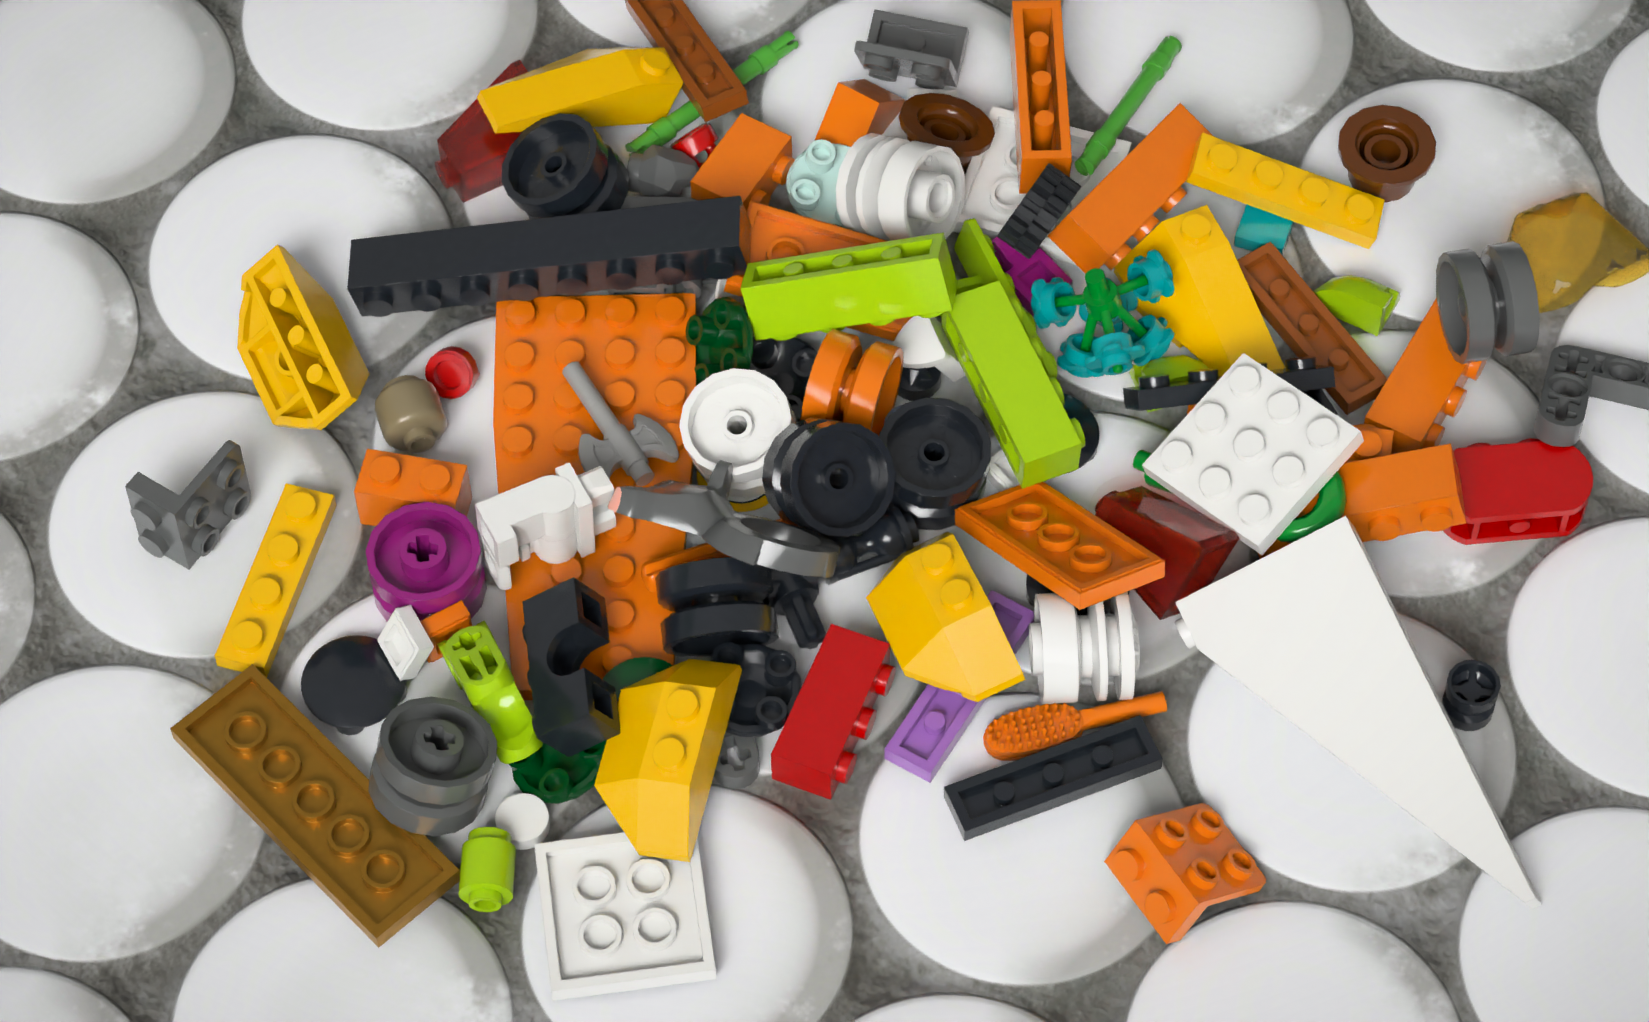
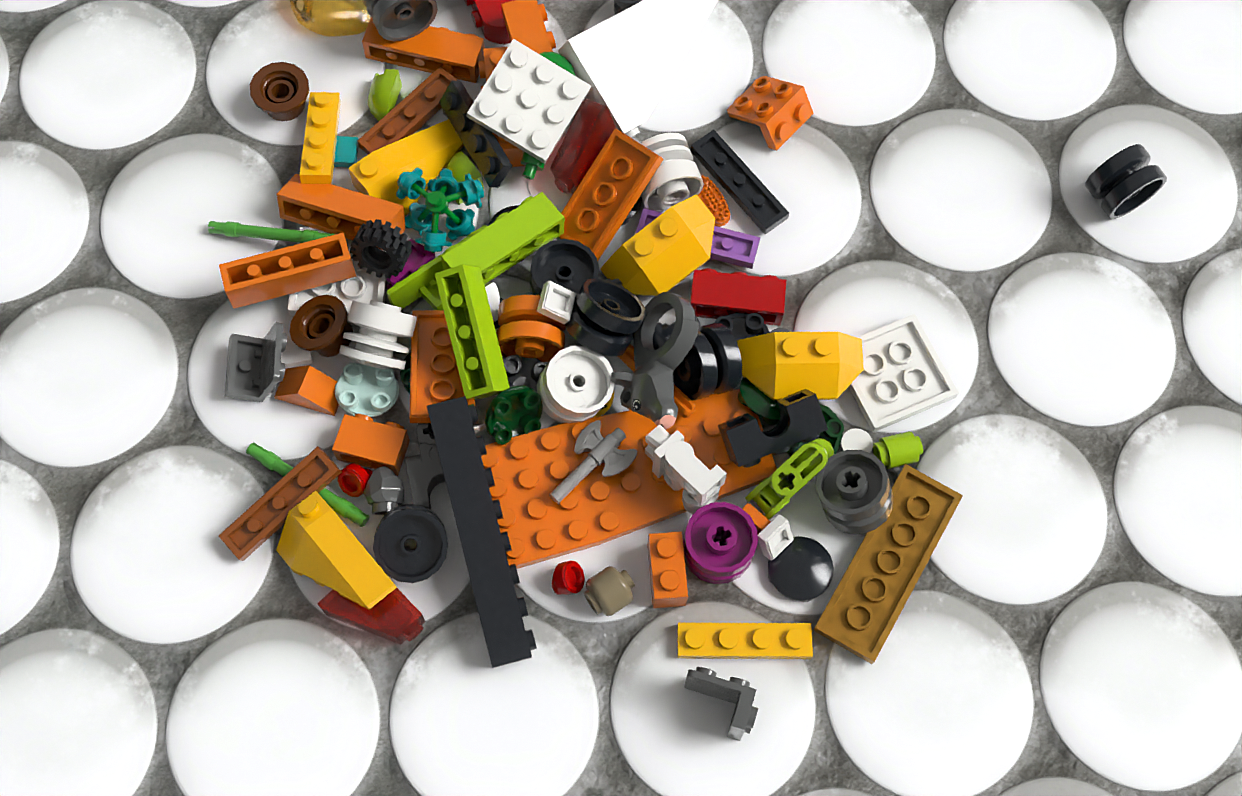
camera: 110 degrees left, 10 degrees up
(296, 345) = (584, 675): yellow wedge -> none
(864, 401) = (556, 302): none -> white tile

